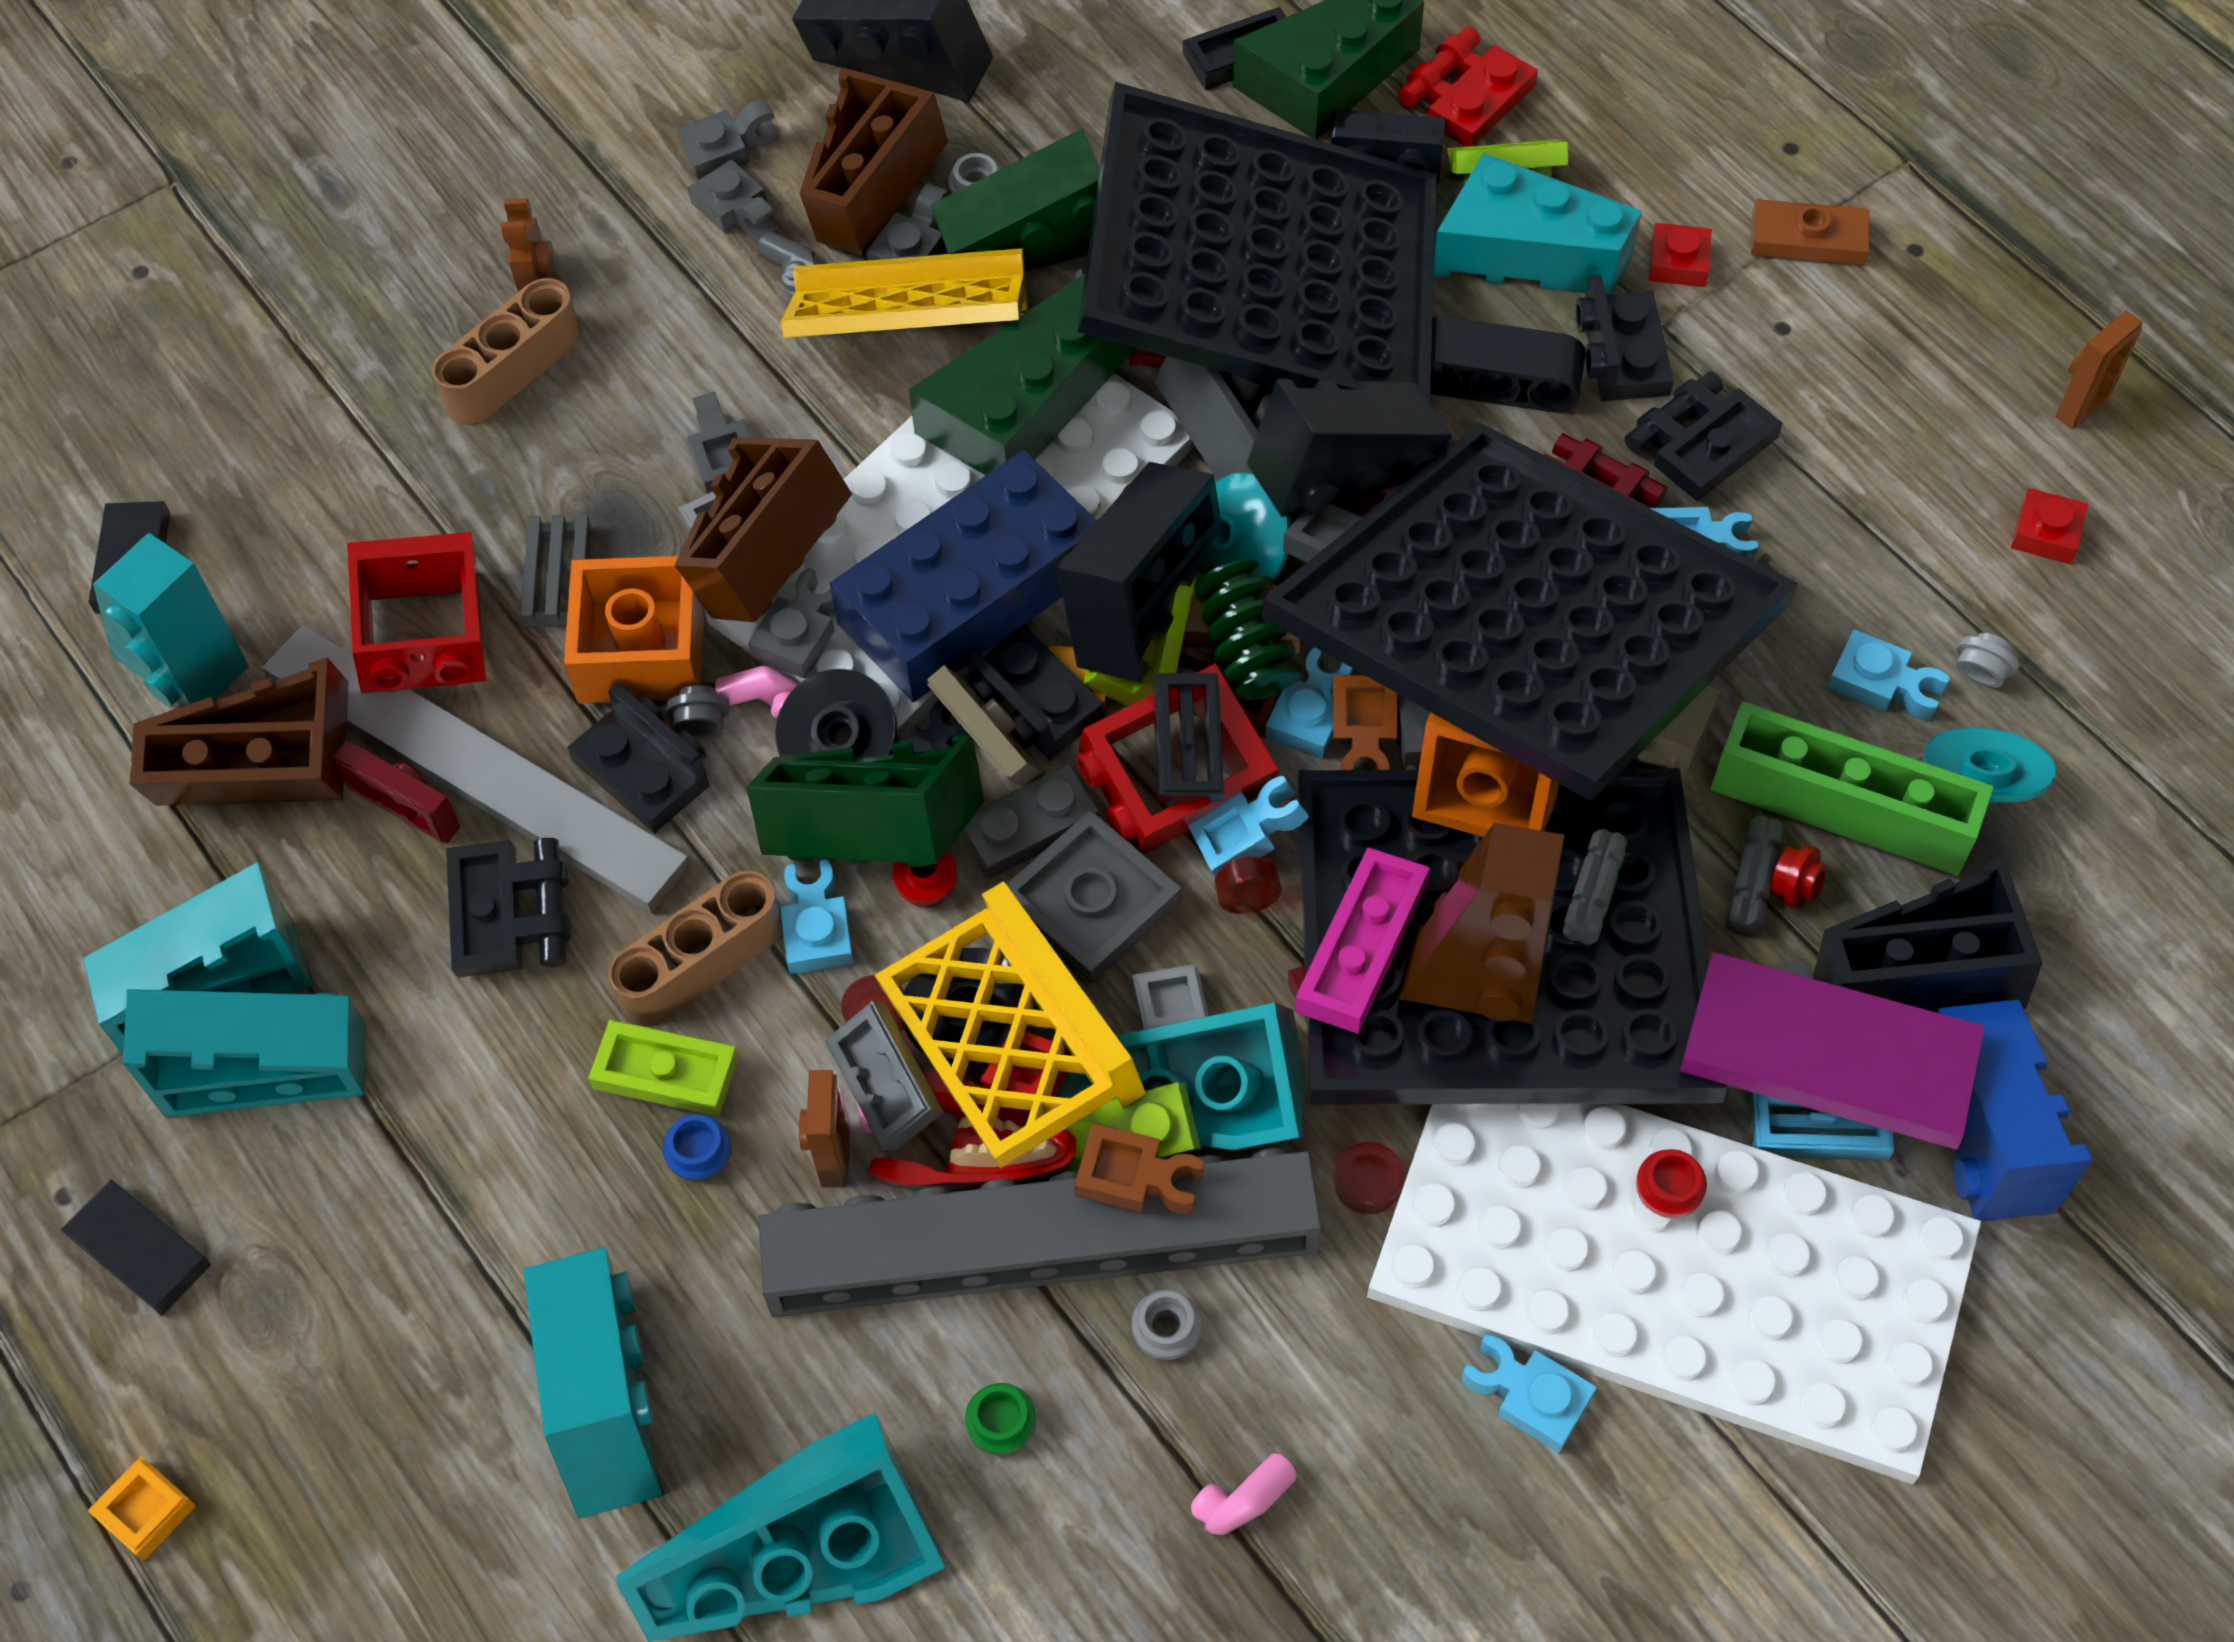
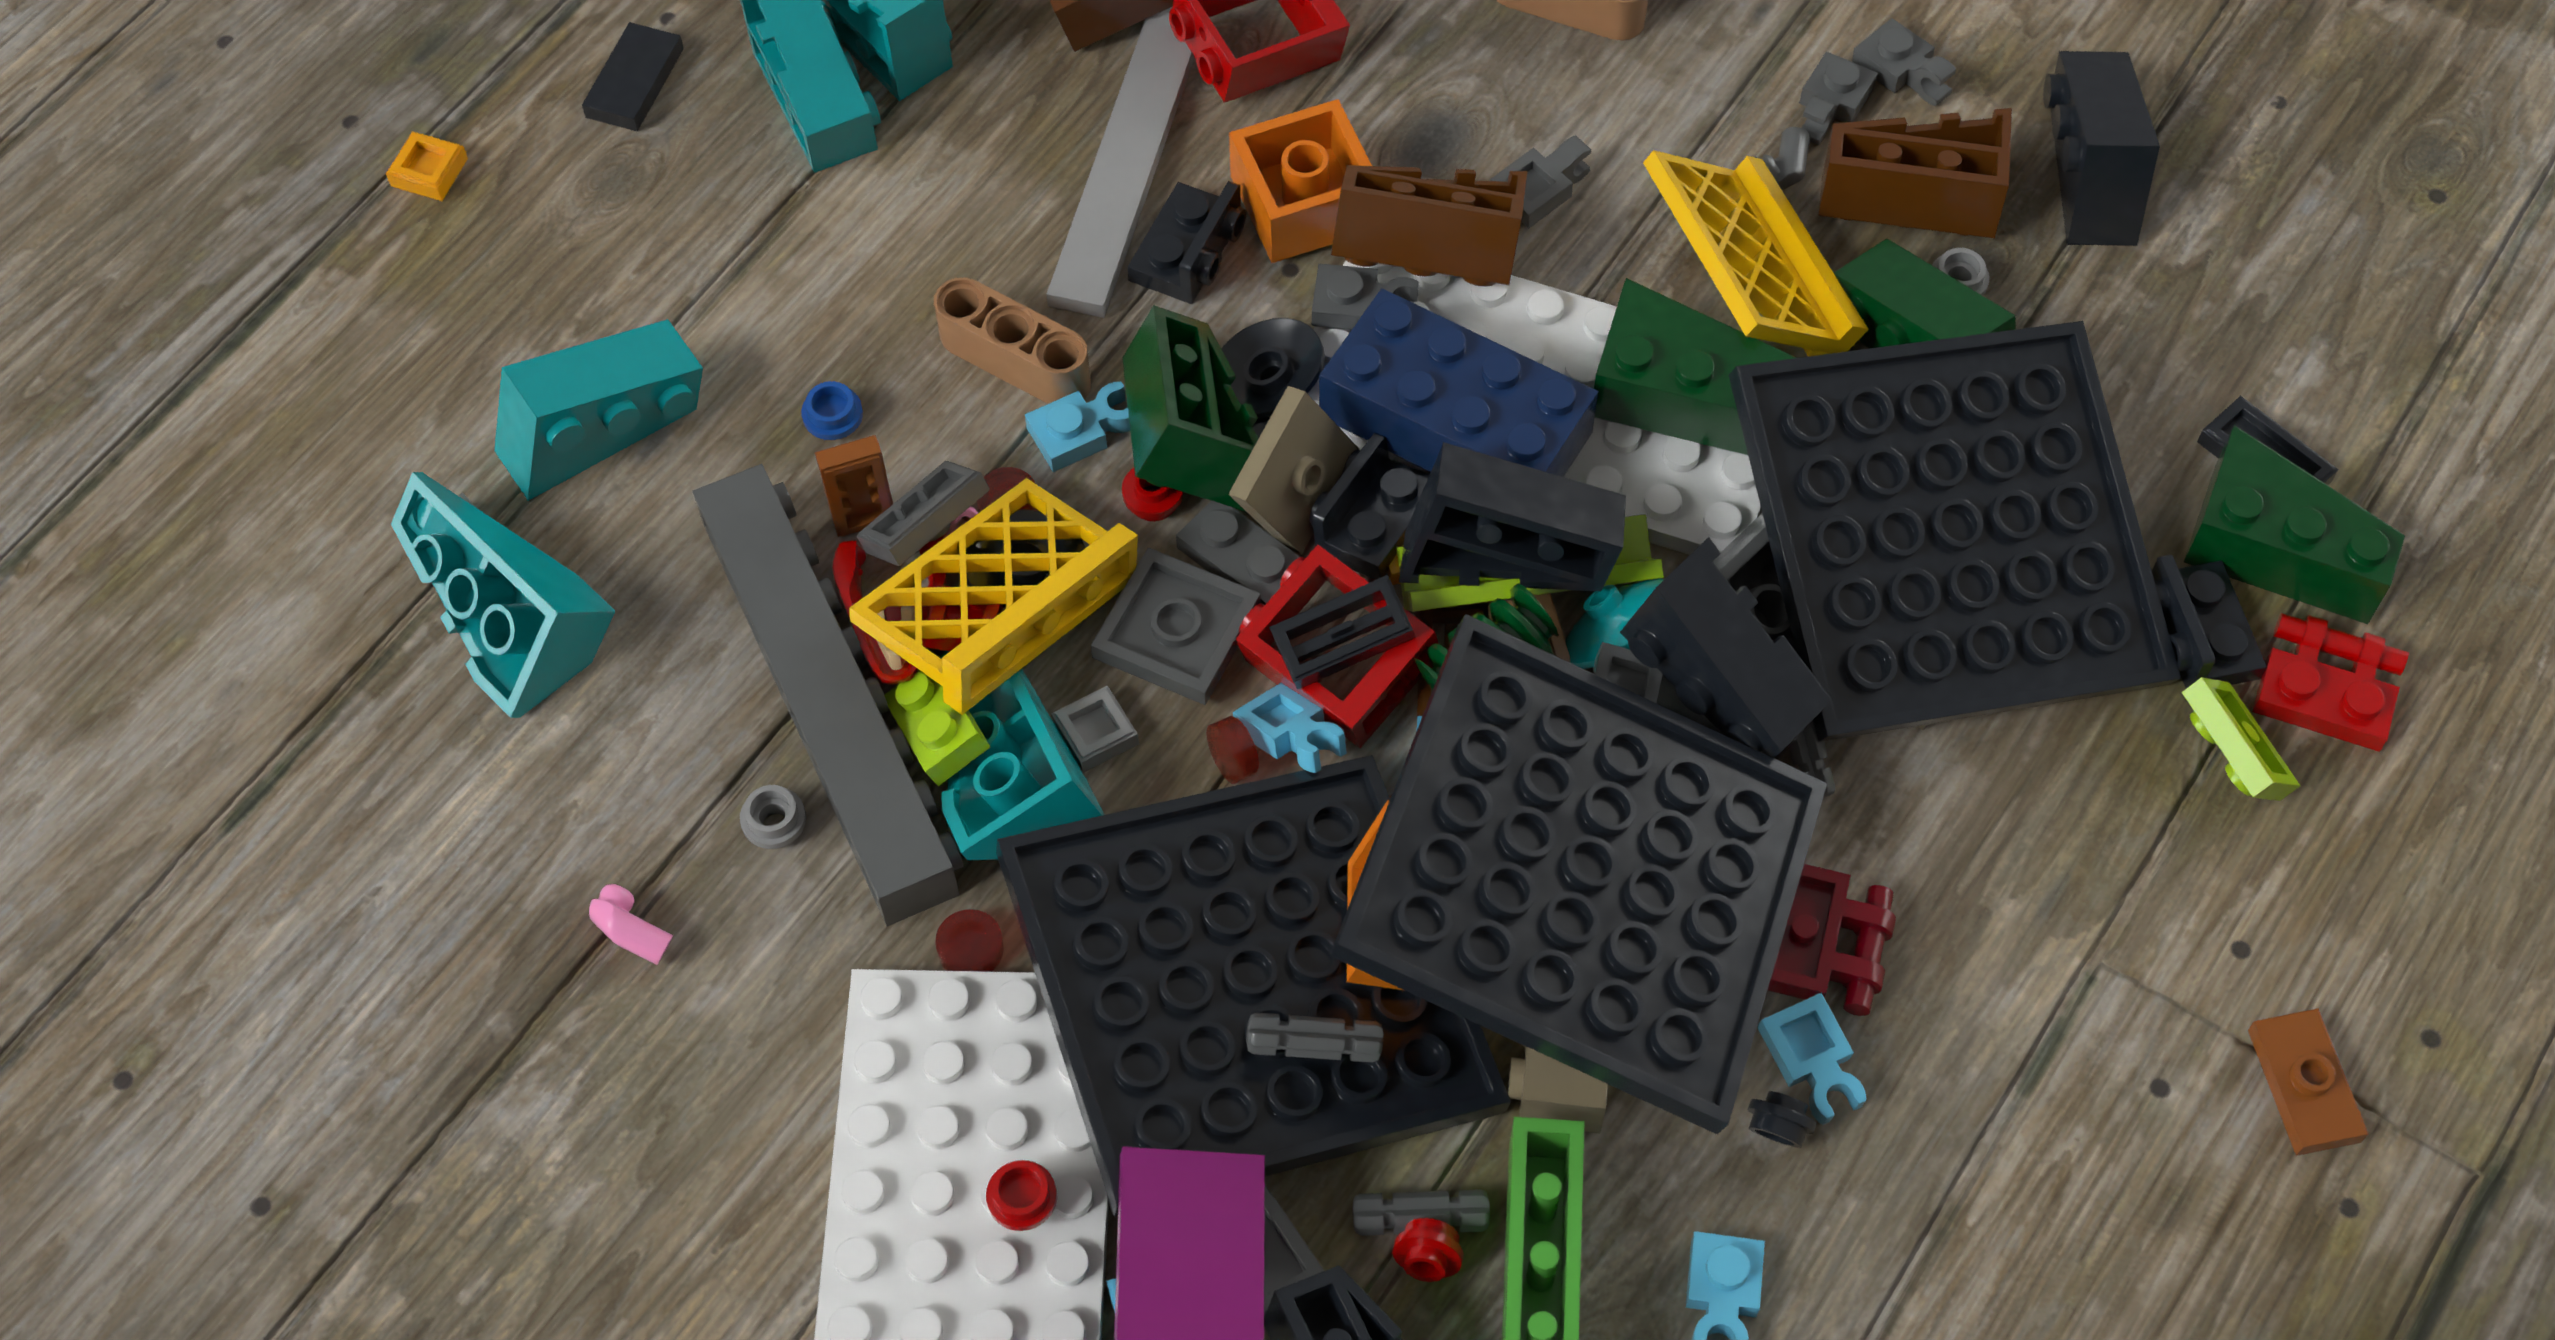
camera: 70 degrees right, 0 degrees up
(397, 790) = (1086, 80): dark red plate -> none
(485, 906) = (998, 181): black plate -> none
(556, 532) = (1370, 96): dark grey tile -> none
(664, 1068) = (894, 361): lime plate -> none
(698, 710) = (1251, 261): dark grey plate -> none
(756, 683) = (1294, 292): bright pink arm -> none
(913, 235) = (1846, 239): dark grey plate -> none
(1000, 1419) = (650, 715): green plate -> none
(1125, 1168) = (872, 718): dark orange plate -> none
(1362, 940) = (1171, 839): dark pink plate -> none
(1490, 930) = (1183, 932): reddish brown wedge -> none
(1506, 364) = (1953, 807): black beam -> none
(1534, 230) = (2145, 786): teal wedge -> none
(1539, 1397) = (794, 1147): medium azure plate -> none
(1624, 343) = (2047, 921): black bracket -> none
(1680, 254) = (2203, 953): red plate -> none
(1714, 445) = (1951, 1046): black plate -> none

